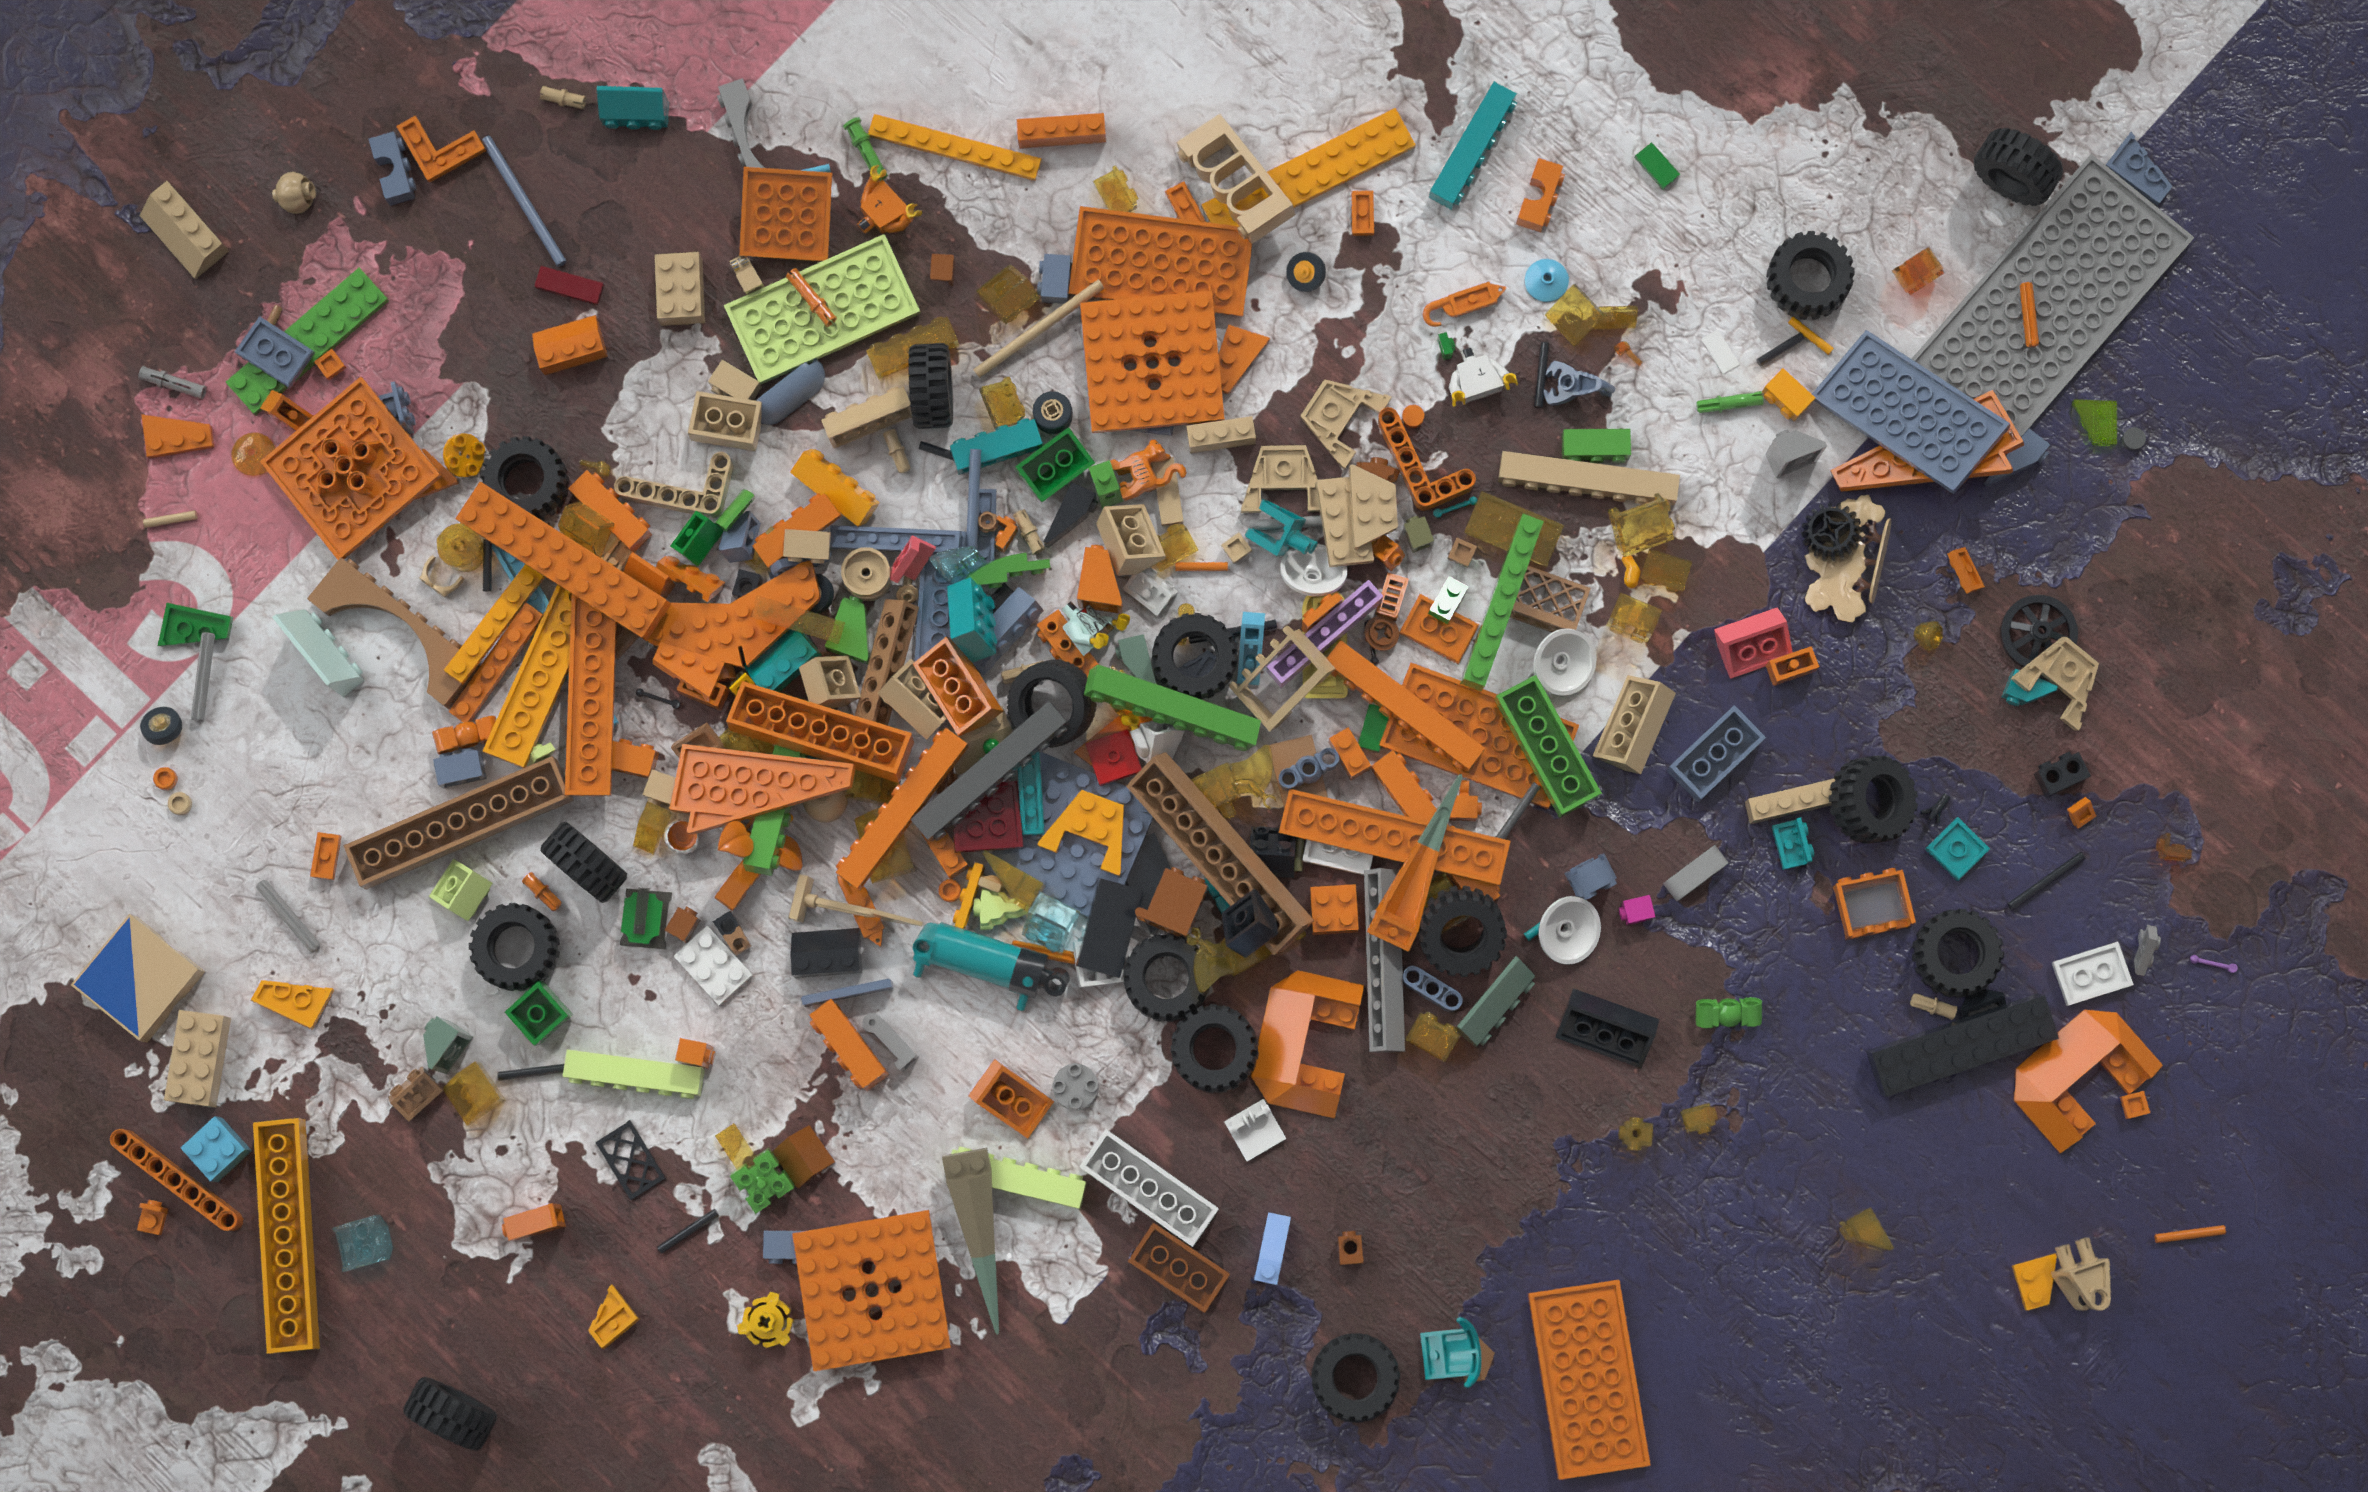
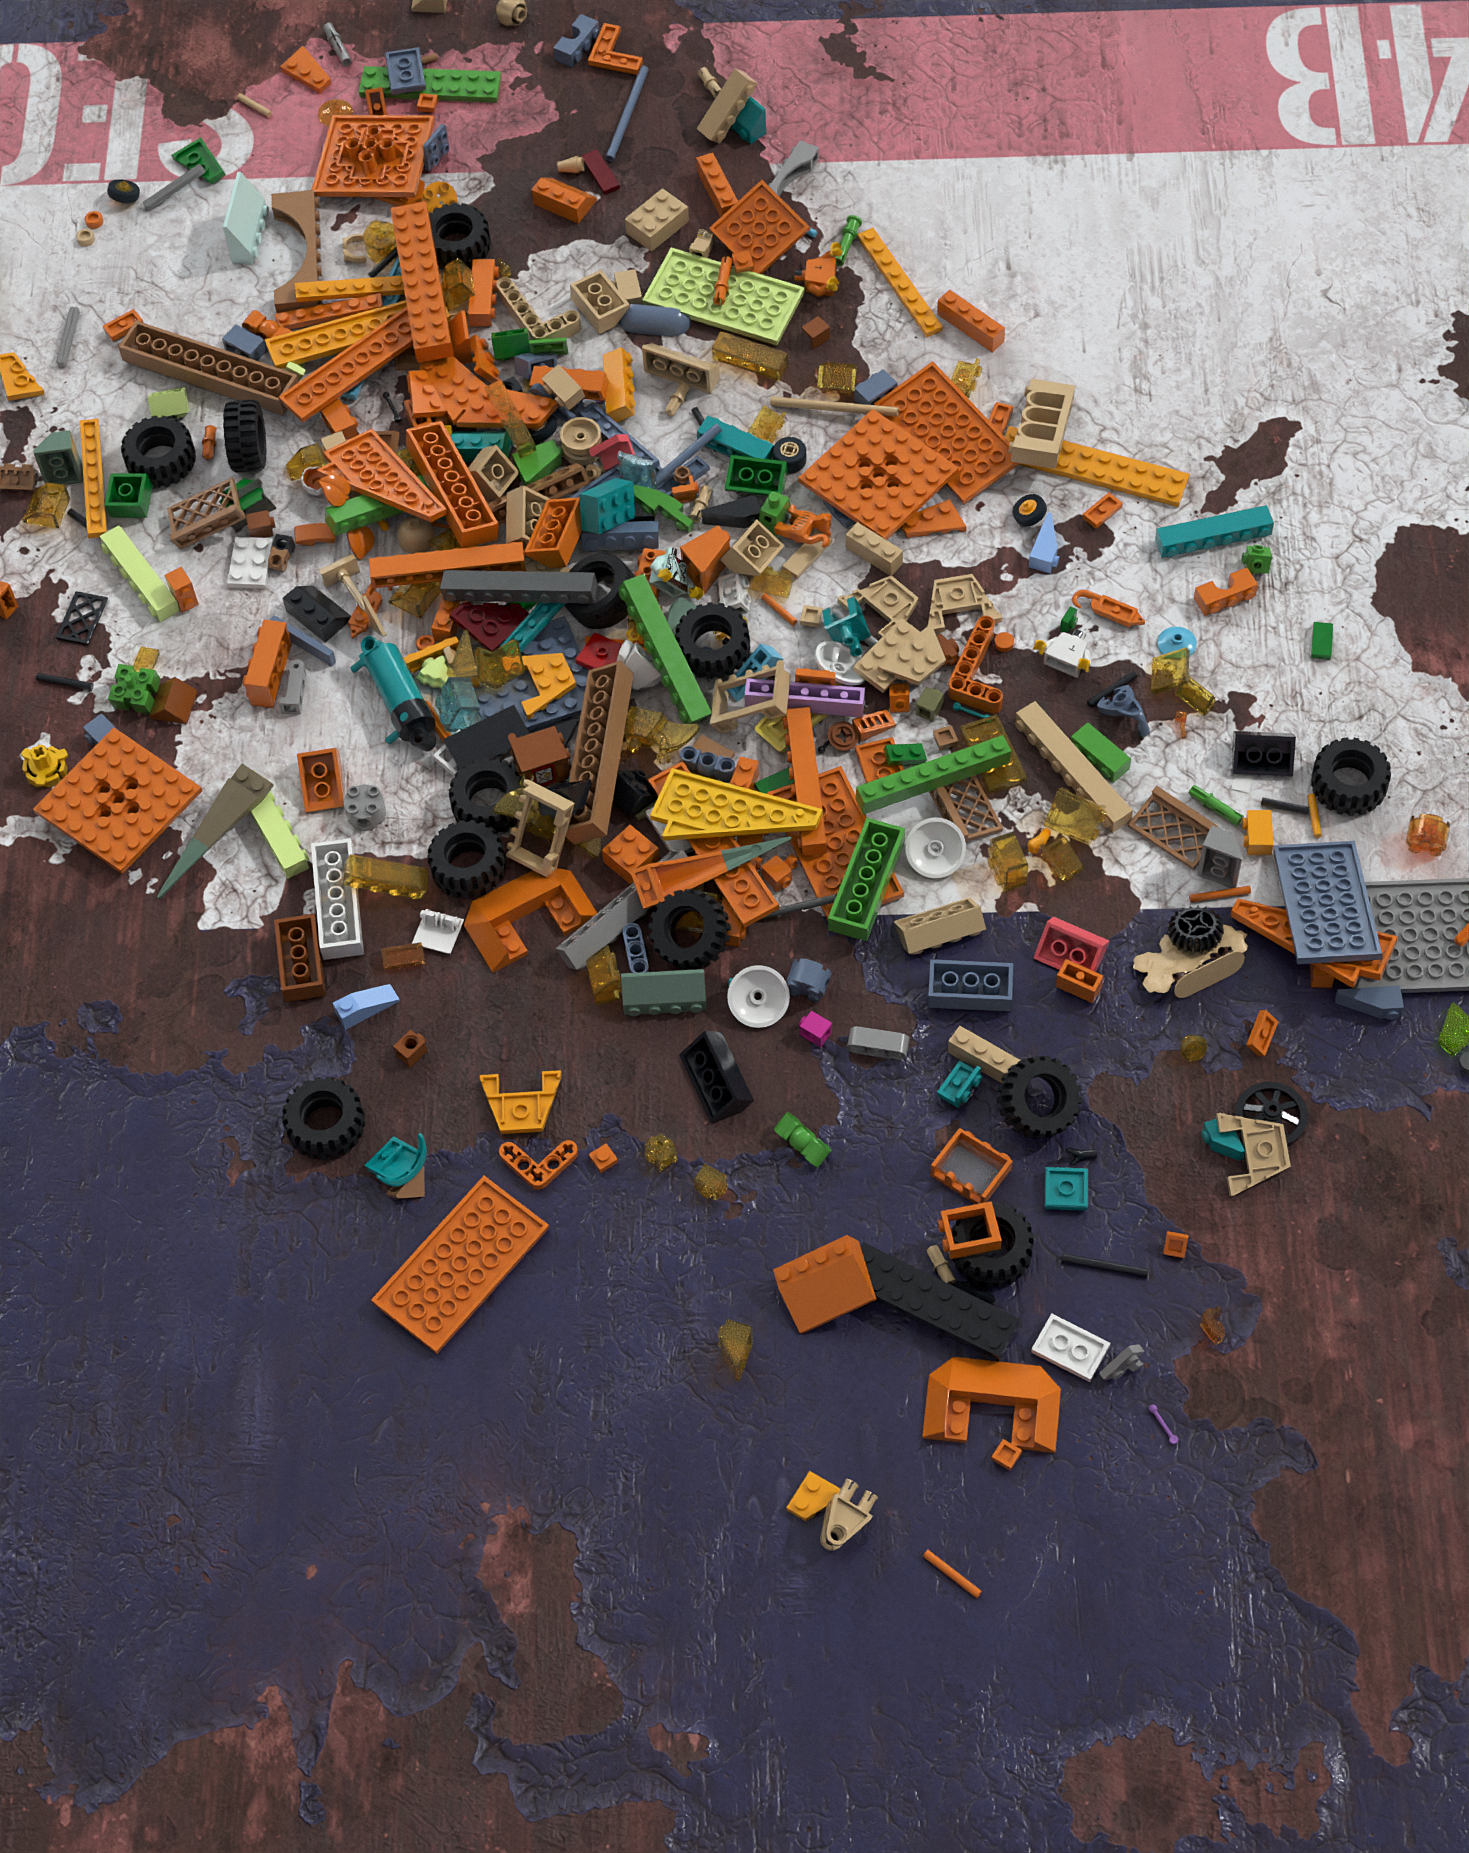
camera: 45 degrees right, 20 degrees down
(484, 1027) = (93, 478): none -> light orange plate
(538, 303) = (571, 165): none -> tan cone
(622, 115) = (727, 105): none -> tan brick
(641, 978) = (207, 524): none -> medium nougat fence
(695, 203) = (715, 183): none -> orange brick
(806, 261) = (742, 261): none -> orange plate
(930, 385) = (732, 371): black tyre -> none
(1048, 854) = (499, 666): none -> clear yellow bracket
(1170, 1132) = (385, 876): none -> clear yellow brick
(1246, 948) = (564, 811): none -> tan hinge
(1254, 1179) = (403, 956): none -> clear orange plate
(1356, 295) = (1044, 552): none -> light blue slope
(1370, 808) = (712, 808): none -> yellow wing
(1493, 1208) = (523, 1110): none -> light orange wing
(1536, 140) = (1257, 559): none -> bright green brick
(1559, 1238) = (538, 1169): none -> orange beam
(1594, 1181) = (603, 1158): none -> orange plate
(1715, 436) = (1180, 811): none -> medium nougat fence
(1720, 318) = (1263, 753): none -> black slope
(1803, 490) = (1219, 894): none -> orange piece
(1878, 1113) = (825, 1283): none -> orange slope
(1959, 947) = (973, 1247): none -> orange window
(2063, 778) = (1186, 1214): black brick -> none

